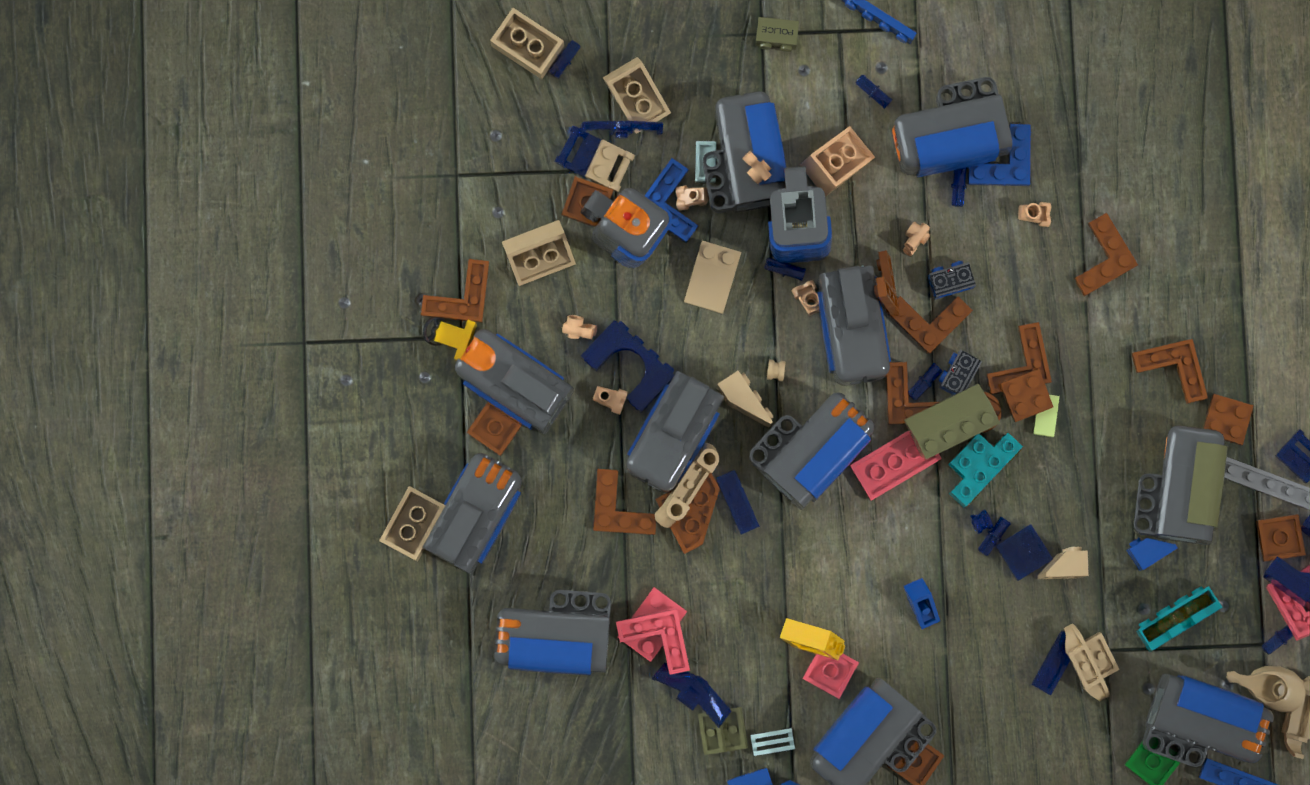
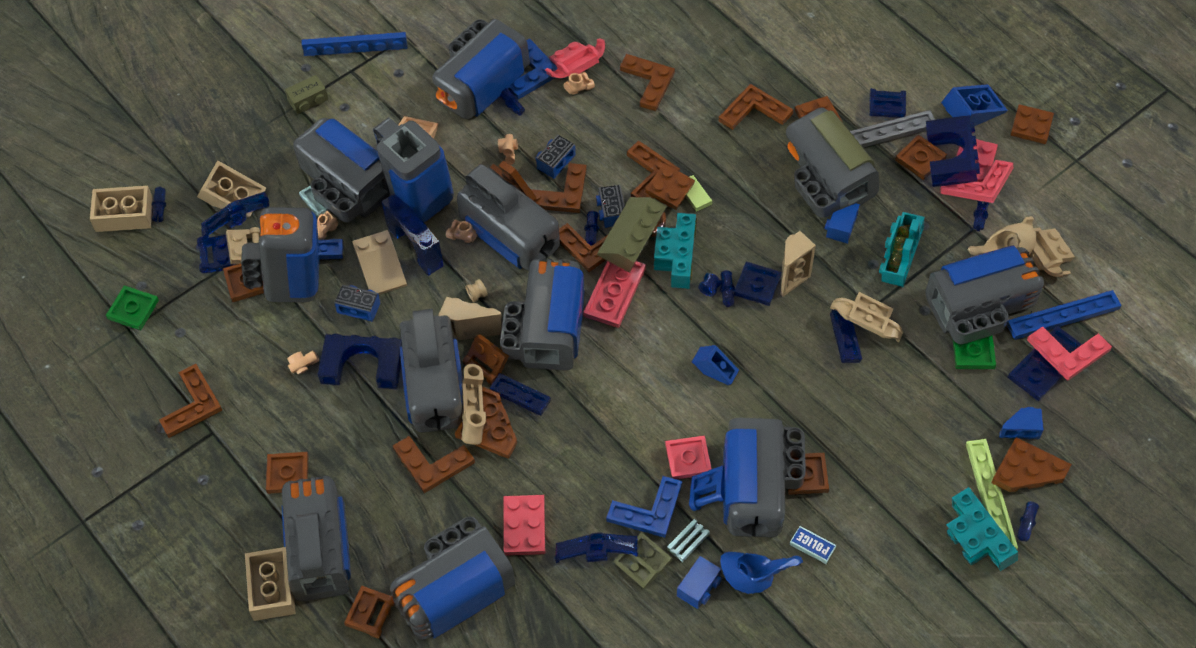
camera: 35 degrees left, 25 degrees down
(450, 335) = (202, 430): yellow piece -> none
(472, 158) = (132, 307): none -> green plate
(473, 600) = (363, 609): none -> dark orange plate
(513, 381) = (276, 424): dark grey piece -> none
(538, 252) = (232, 333): tan slope -> none
(614, 401) = (361, 392): light nougat plate -> none
(663, 623) = (535, 510): coral plate -> none
(666, 303) = (357, 302): none -> brick
(737, 447) = (489, 354): none -> dark orange plate
(759, 170) = (356, 157): light nougat plate -> none
(760, 274) = (403, 220): none -> clear blue arch
(762, 706) = (651, 522): none -> blue plate
(785, 269) = (437, 223): clear blue axle -> none
(812, 639) = (655, 437): yellow window -> none
(826, 708) = (706, 483): none -> blue plate
(873, 91) = (405, 86): clear blue axle -> none
(1053, 184) = (575, 58): none -> coral plate

